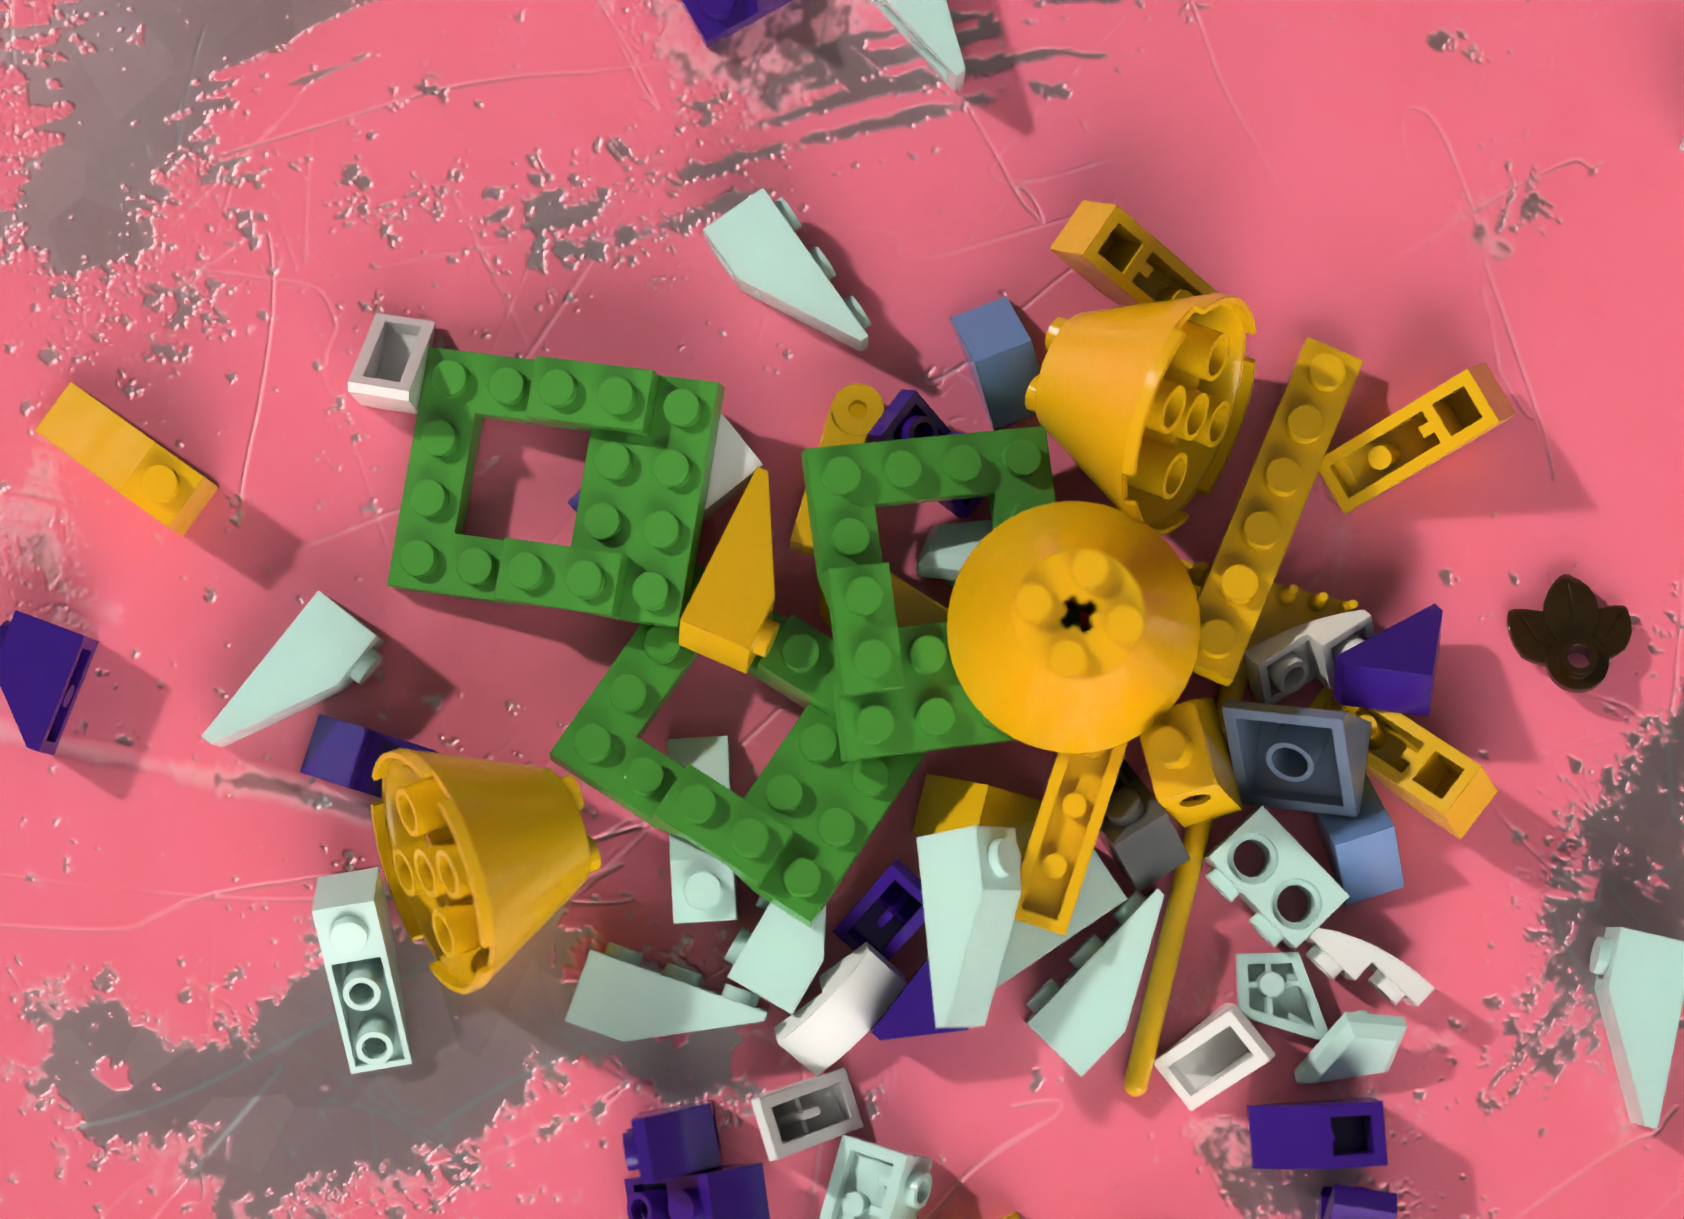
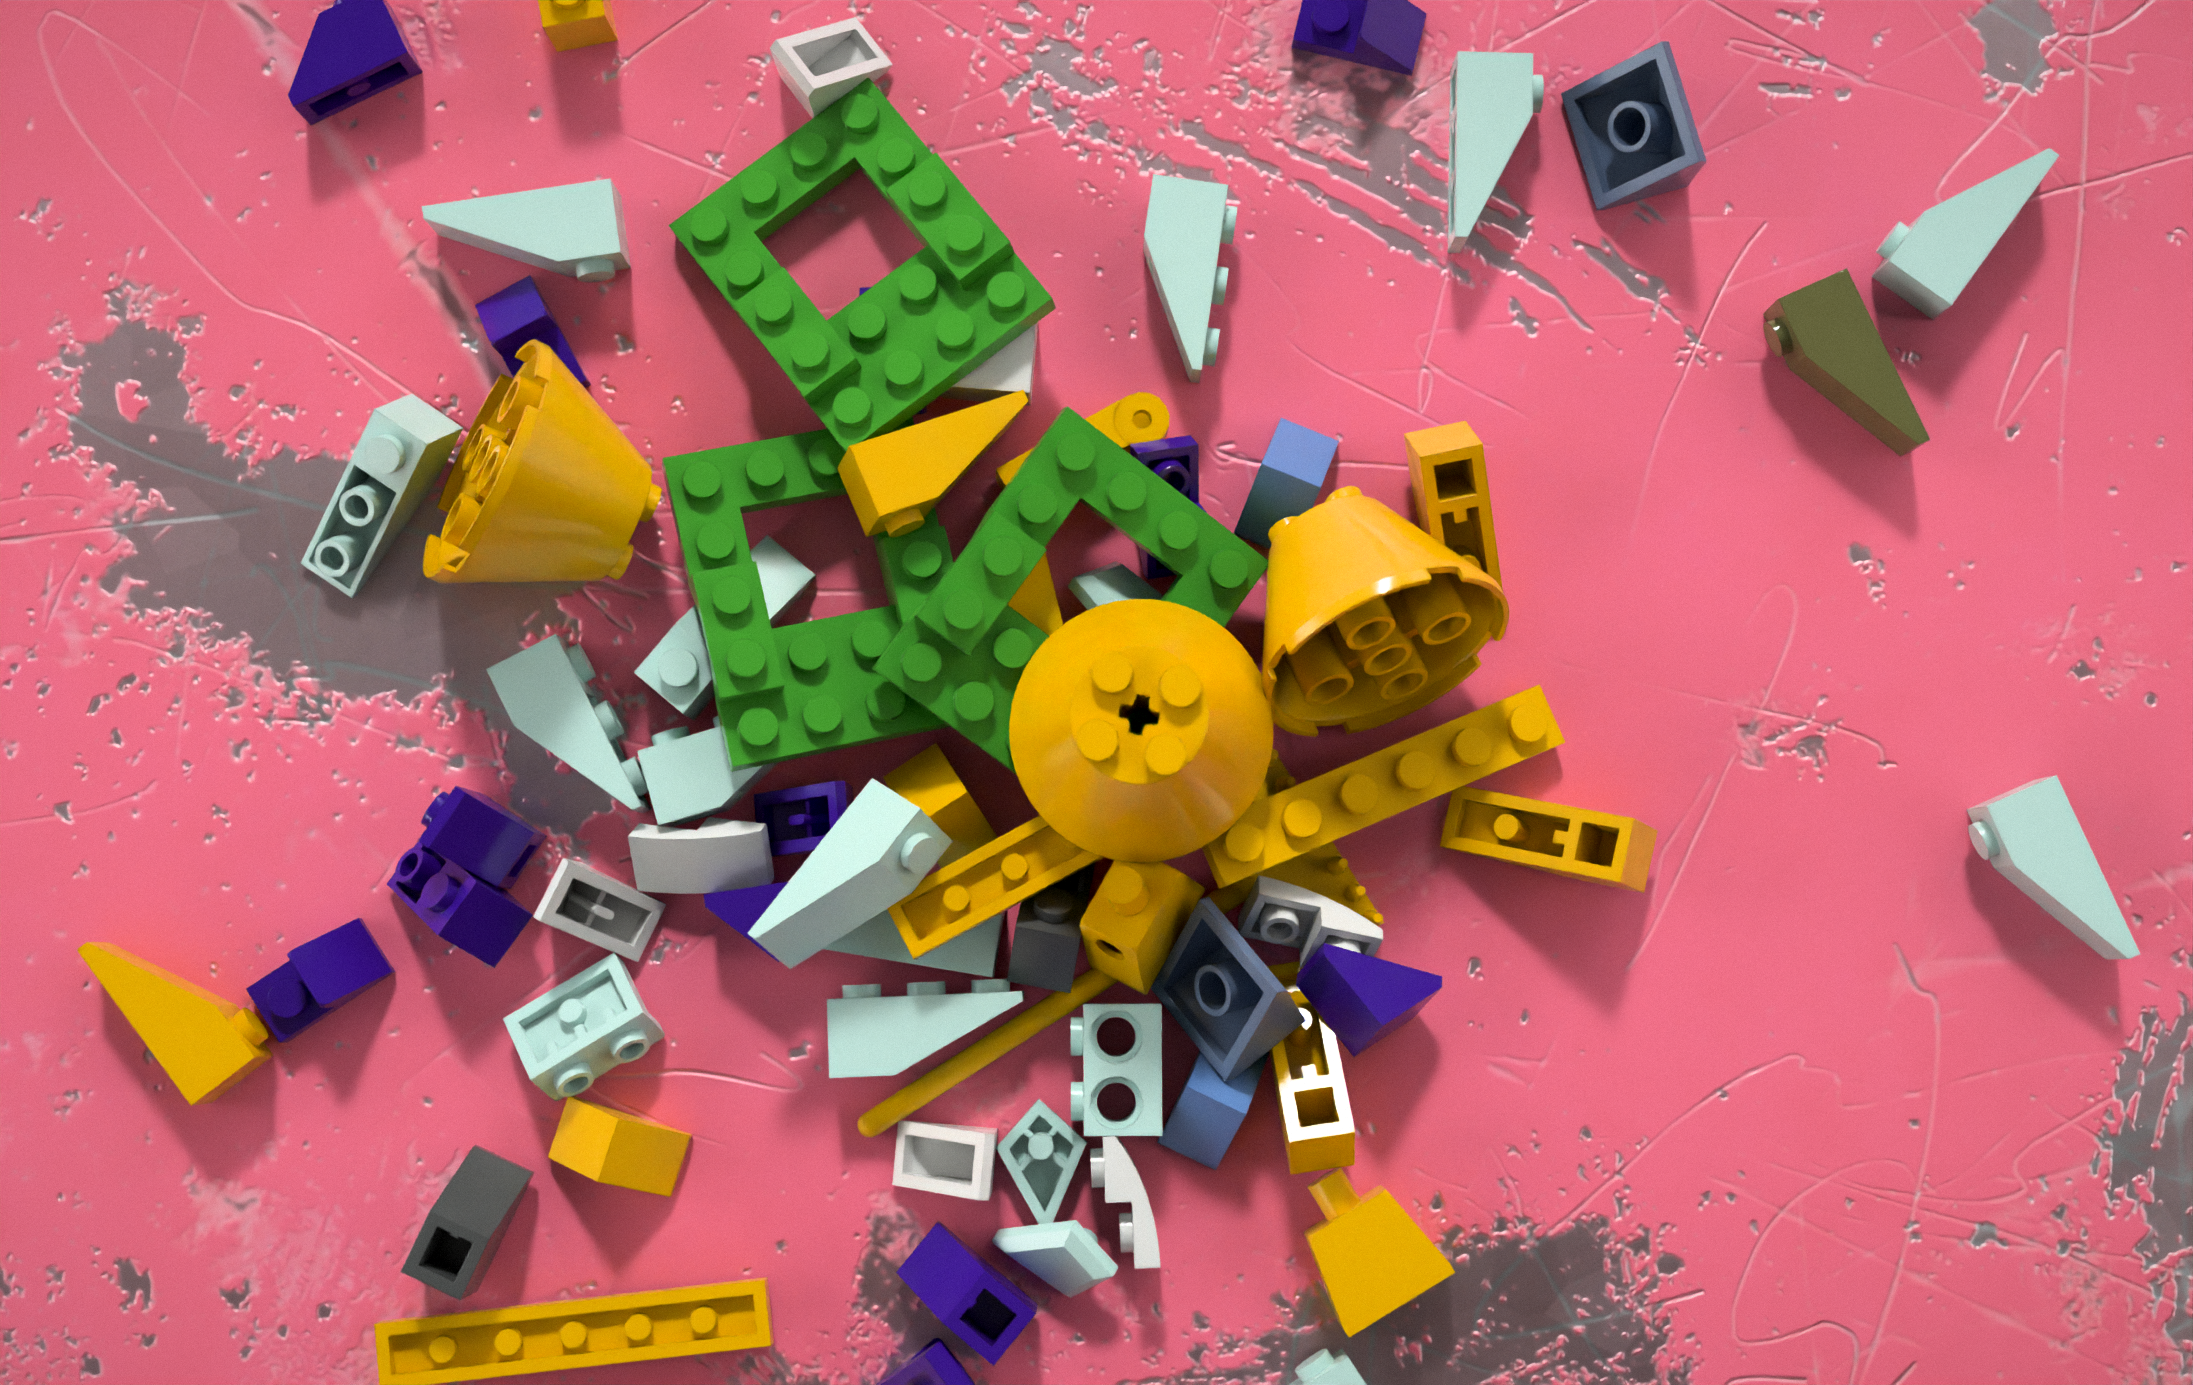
camera: 40 degrees right, 0 degrees up
(1565, 842) = (1369, 1252): none -> yellow torso
(1567, 626) = (1532, 1092): dark brown plate -> none

